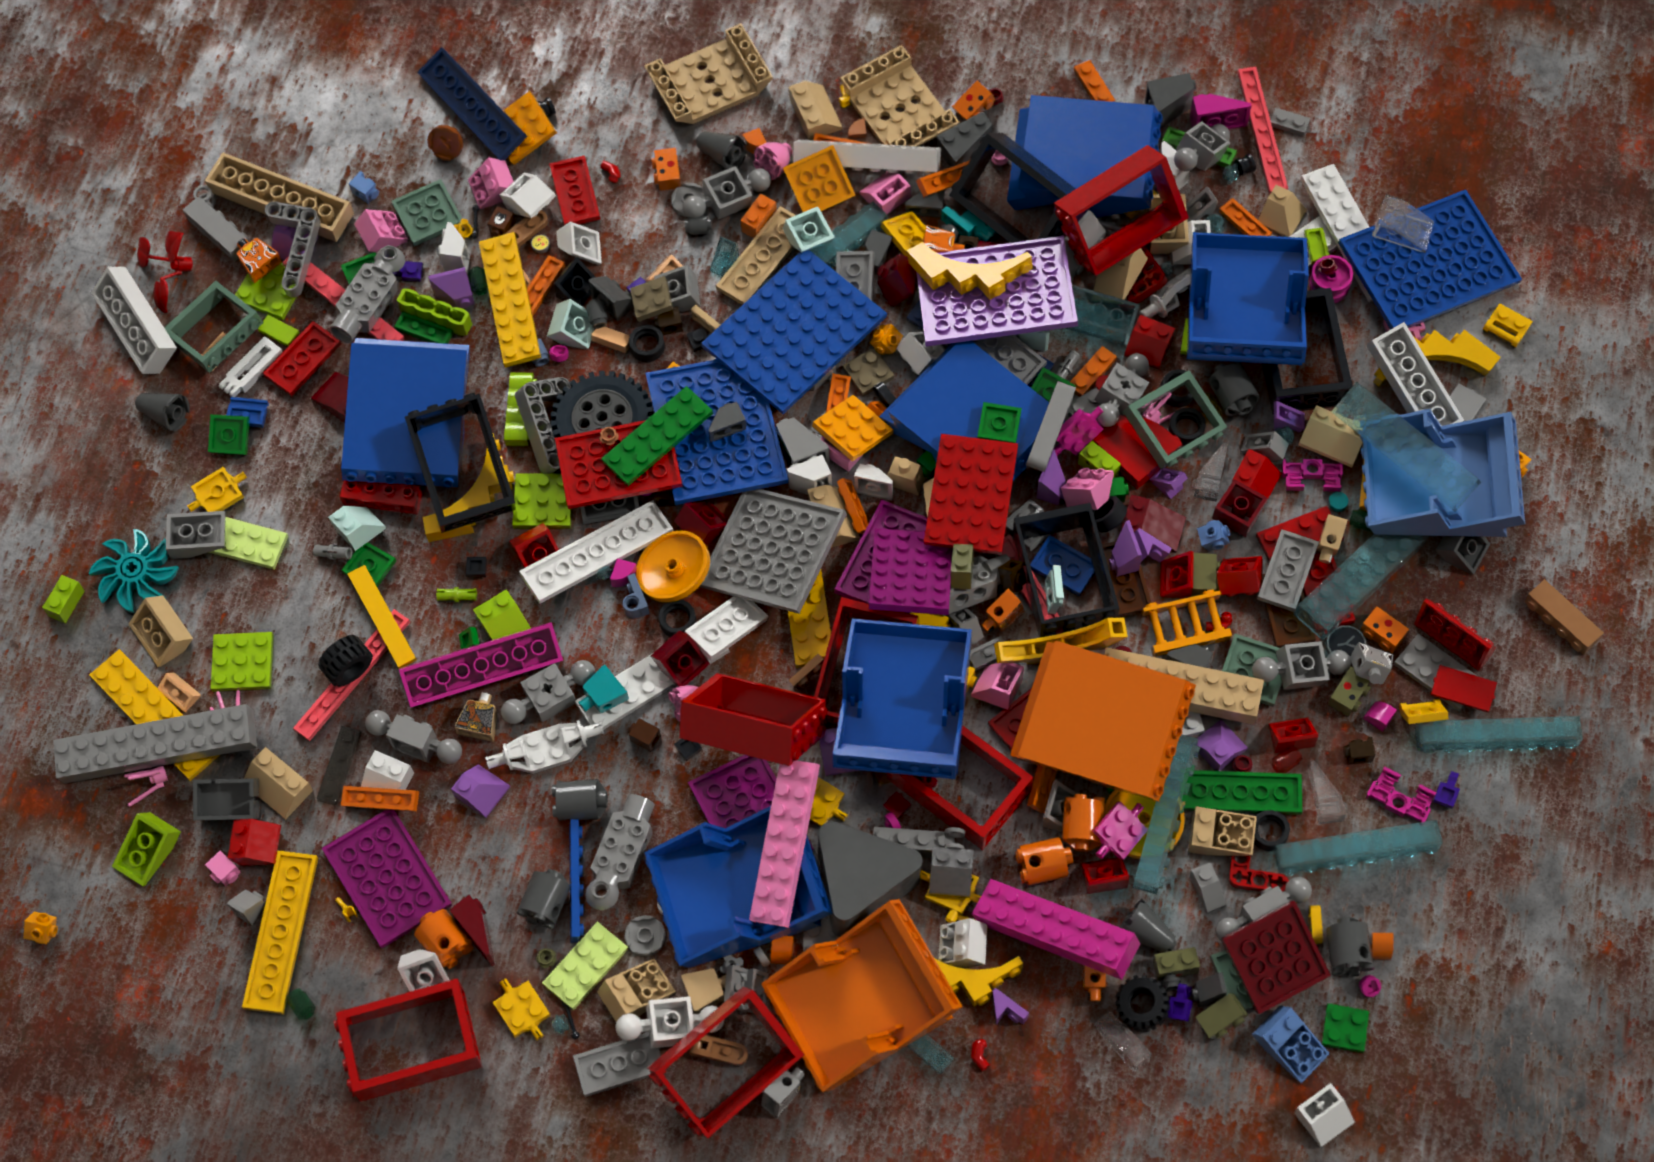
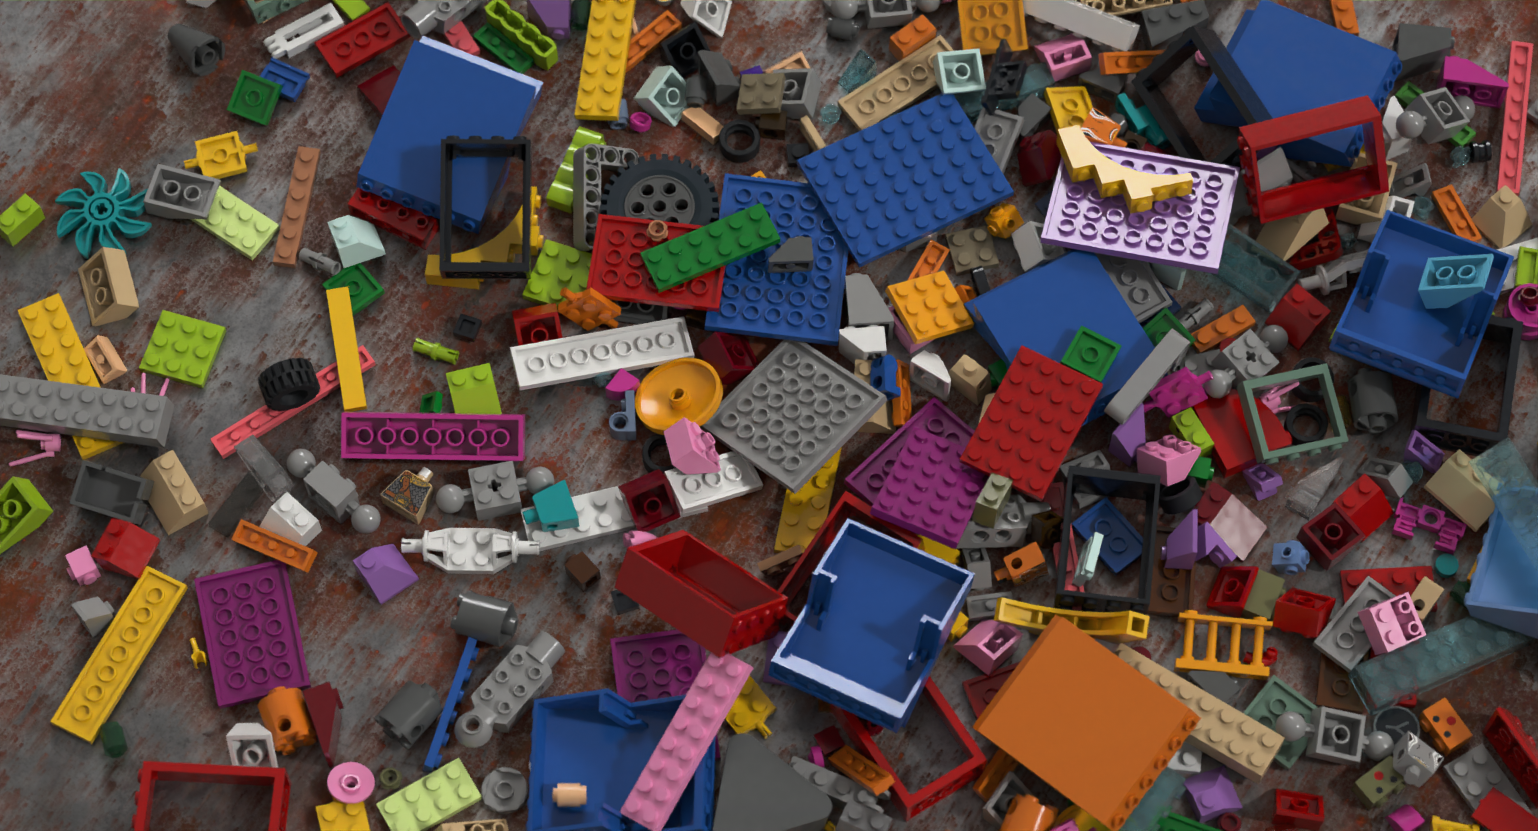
camera: 15 degrees right, 0 degrees up
(296, 513) = (296, 207): none -> nougat plate
(349, 737) = (264, 468): none -> clear slope
(515, 965) = (350, 774): none -> bright pink dish
(573, 518) = (589, 308): none -> orange plate
(700, 604) = (691, 448): none -> bright pink slope
(702, 920) = (570, 795): none -> light nougat brick
(713, 302) = (830, 118): none -> clear light blue plate
(836, 495) = (884, 376): none -> blue leg
(847, 224) = (1005, 78): none -> black bracket
(934, 820) = (861, 770): none -> orange plate
(1267, 270) = (1453, 279): none -> medium azure slope
(1315, 561) = (1391, 623): none -> bright pink slope

